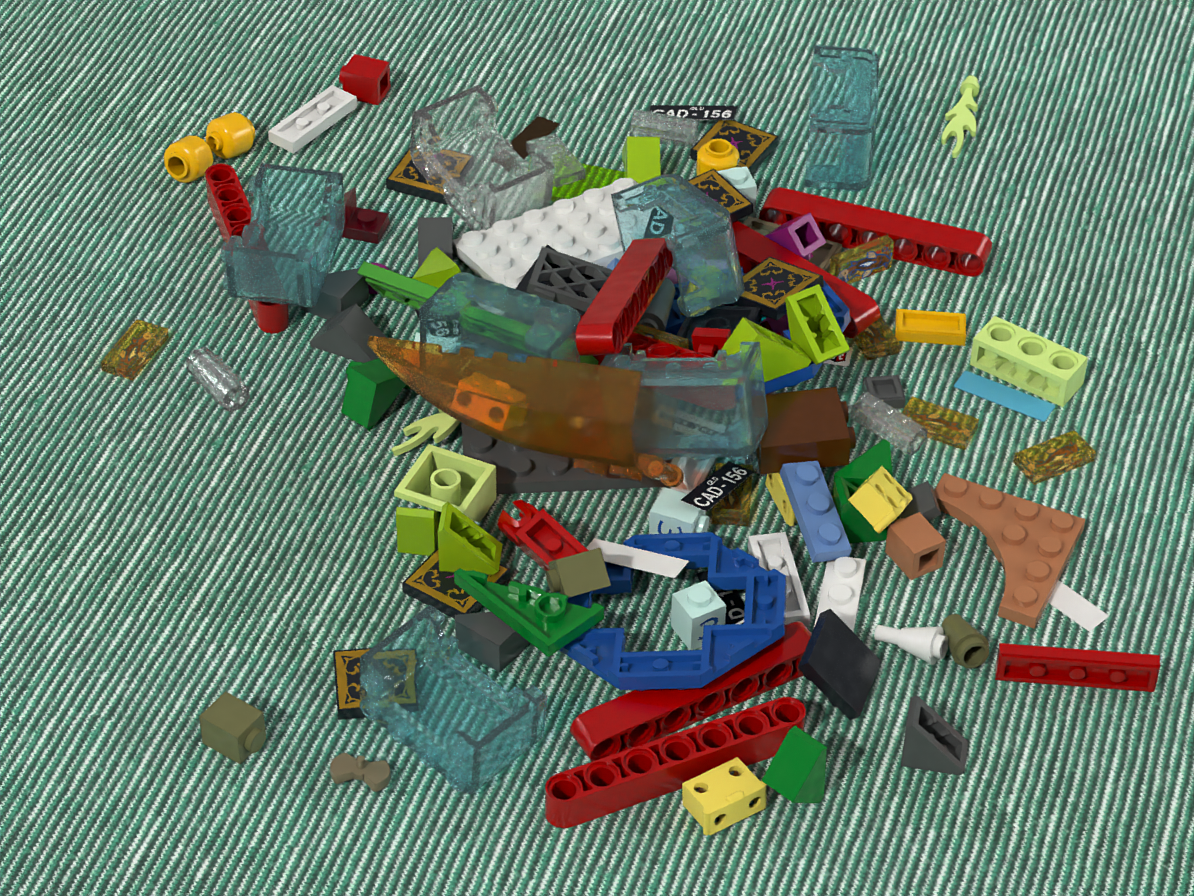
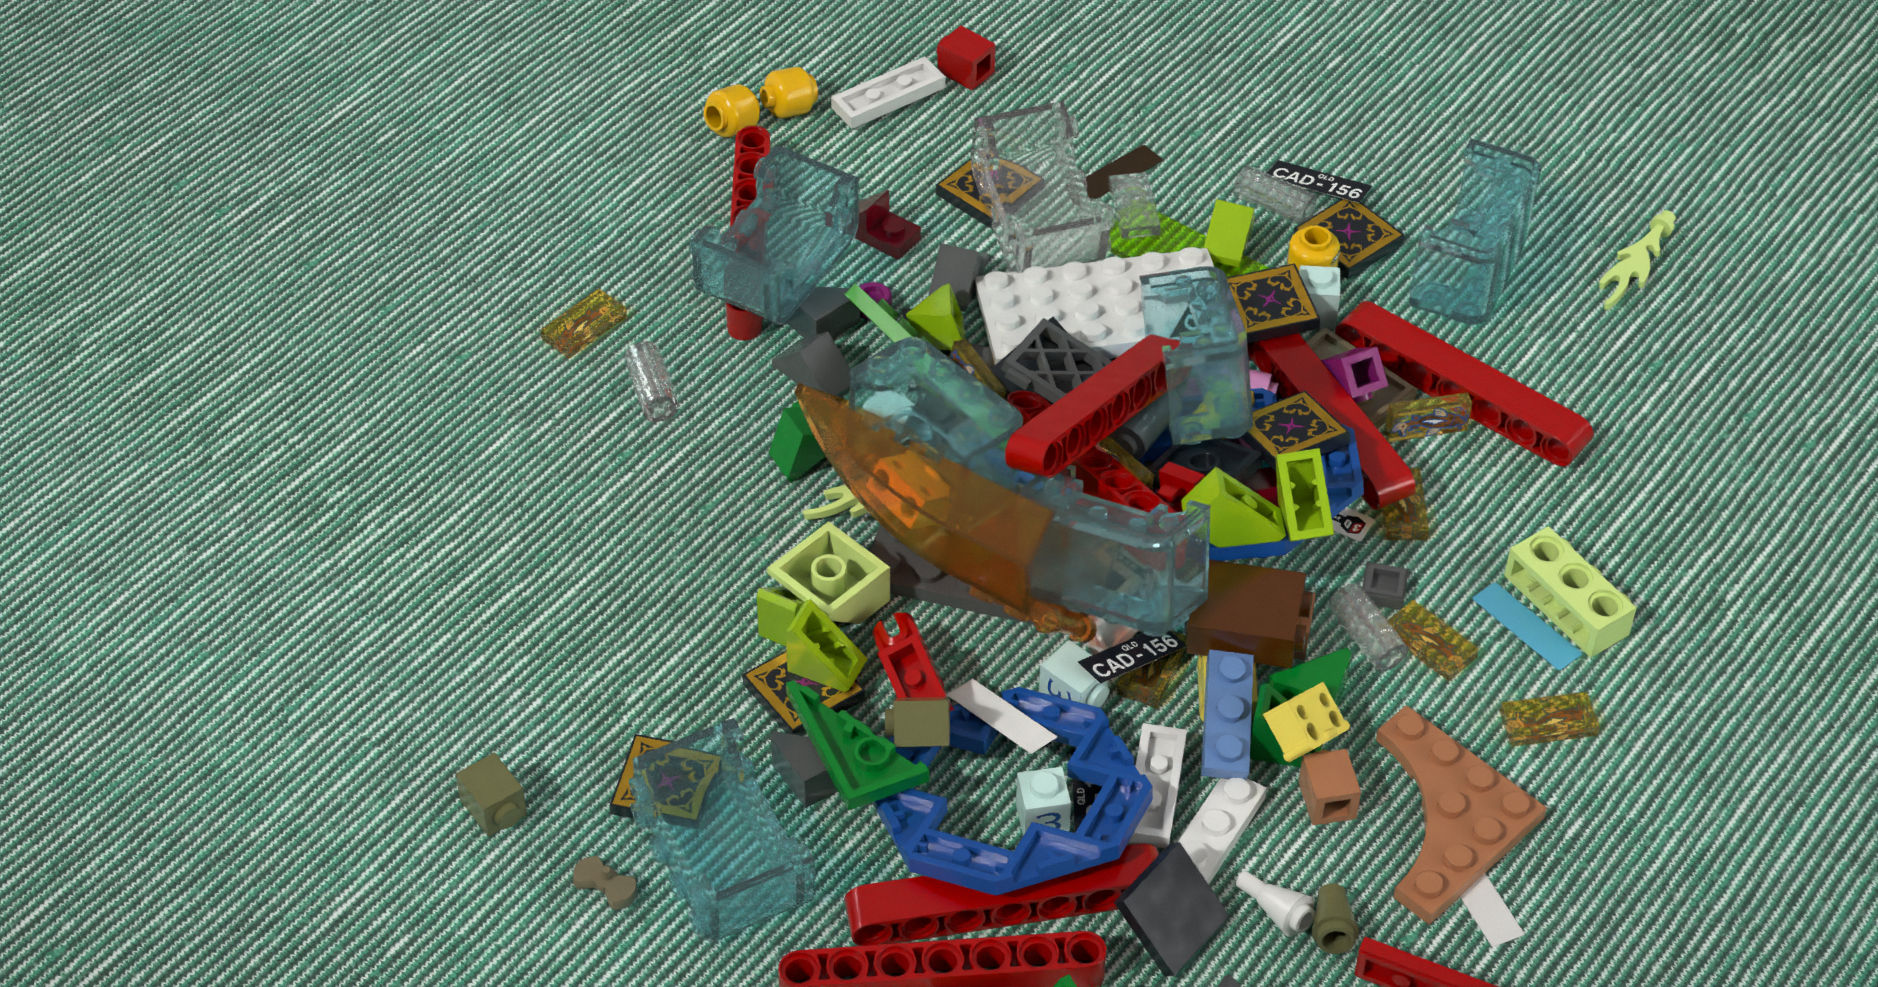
camera: 20 degrees right, 5 degrees up
(923, 502) = (1362, 738): dark grey tile -> none
(930, 327) = (1476, 518): yellow tile -> none

